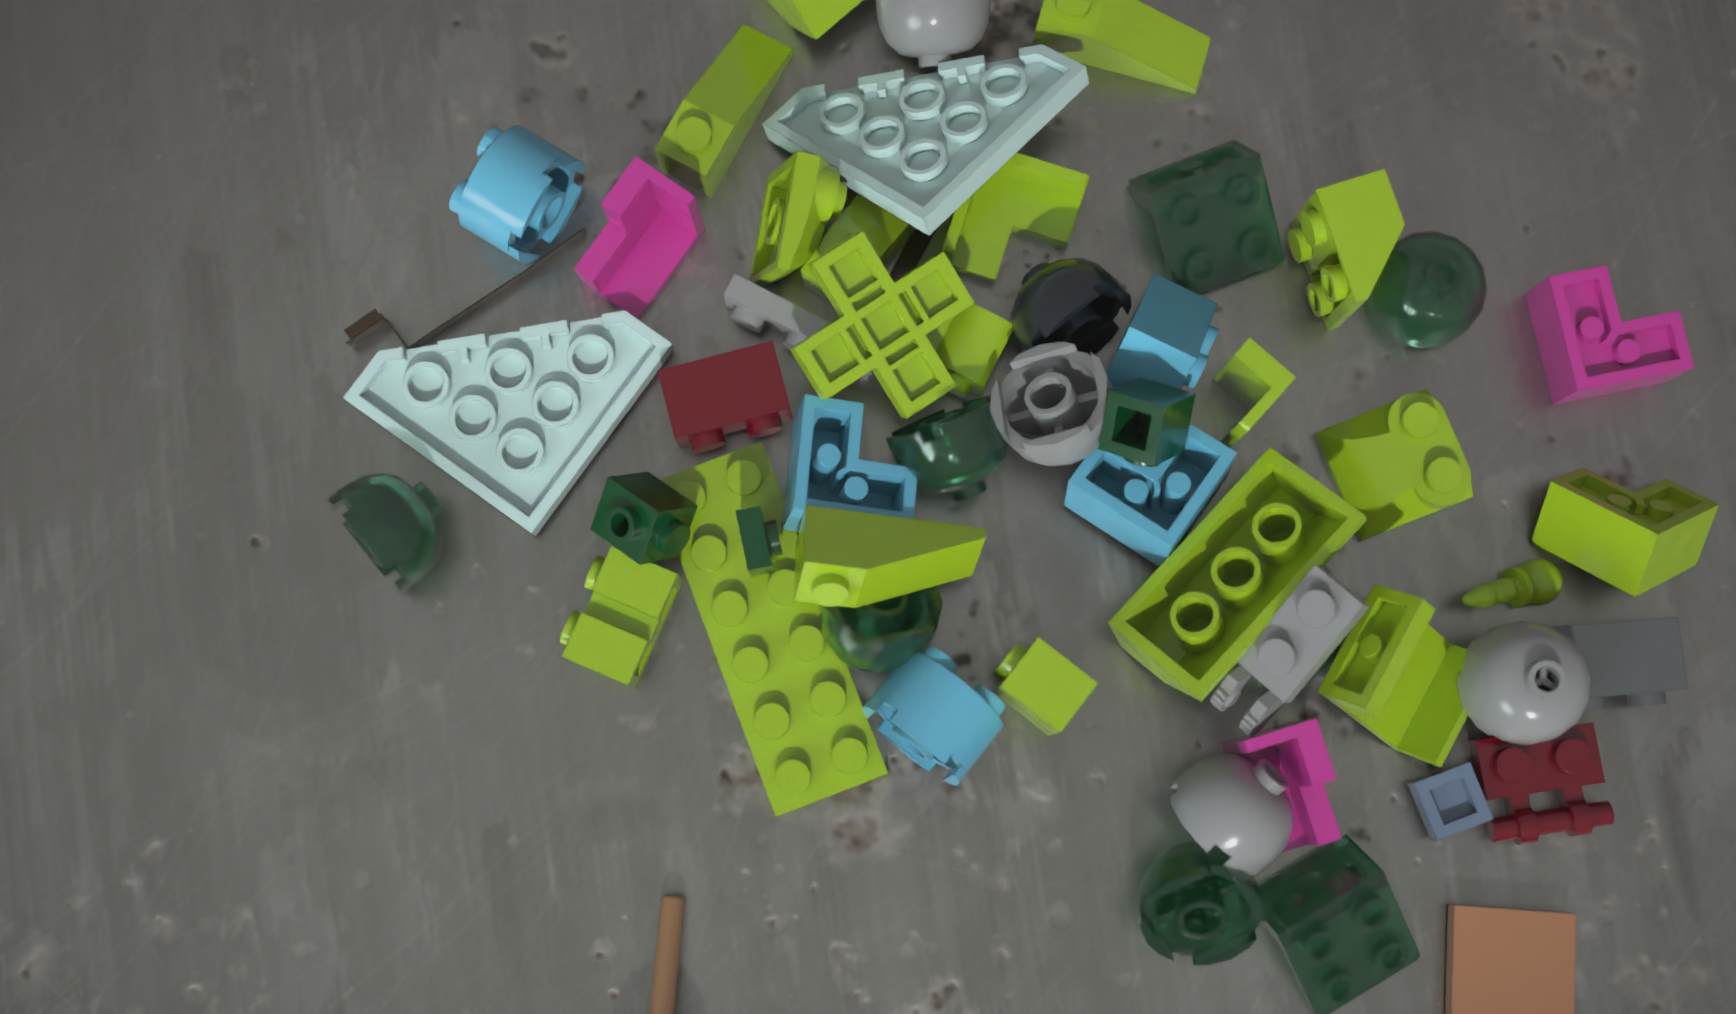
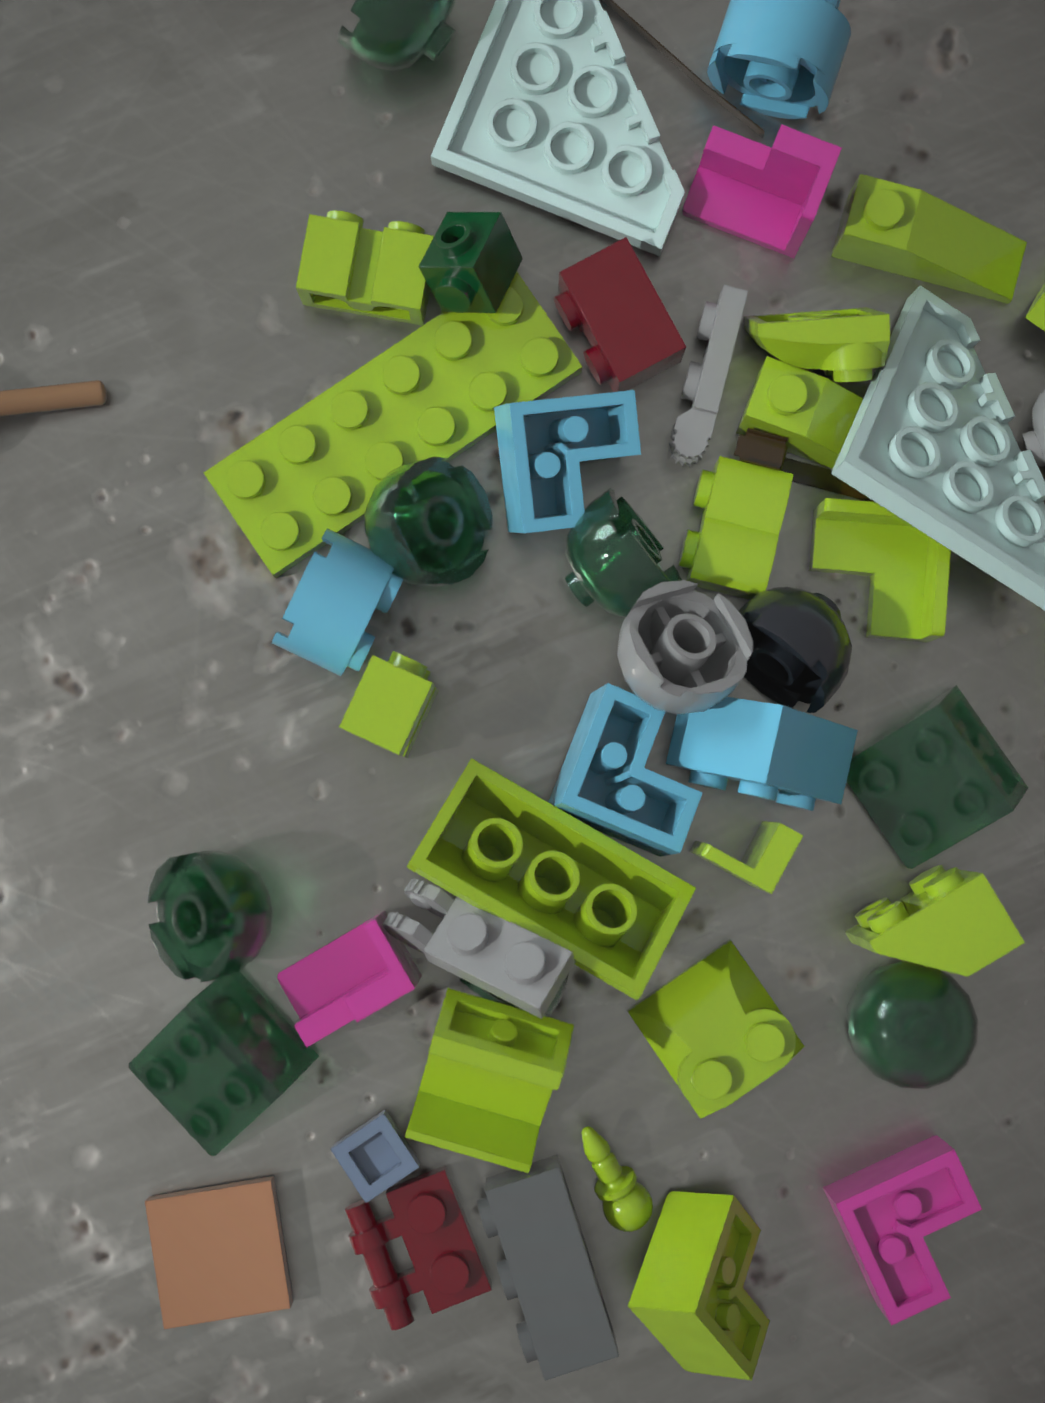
camera: 75 degrees right, 5 degrees up
(759, 540) = (472, 381): dark green plate -> none
(872, 557) = (478, 495): lime slope -> none
(882, 325) = (726, 451): lime plate -> none
(1146, 422) = (685, 745): dark green brick -> none
(1237, 807) = (307, 929): light grey cylinder -> none
(1524, 682) = (503, 1175): light grey cylinder -> none

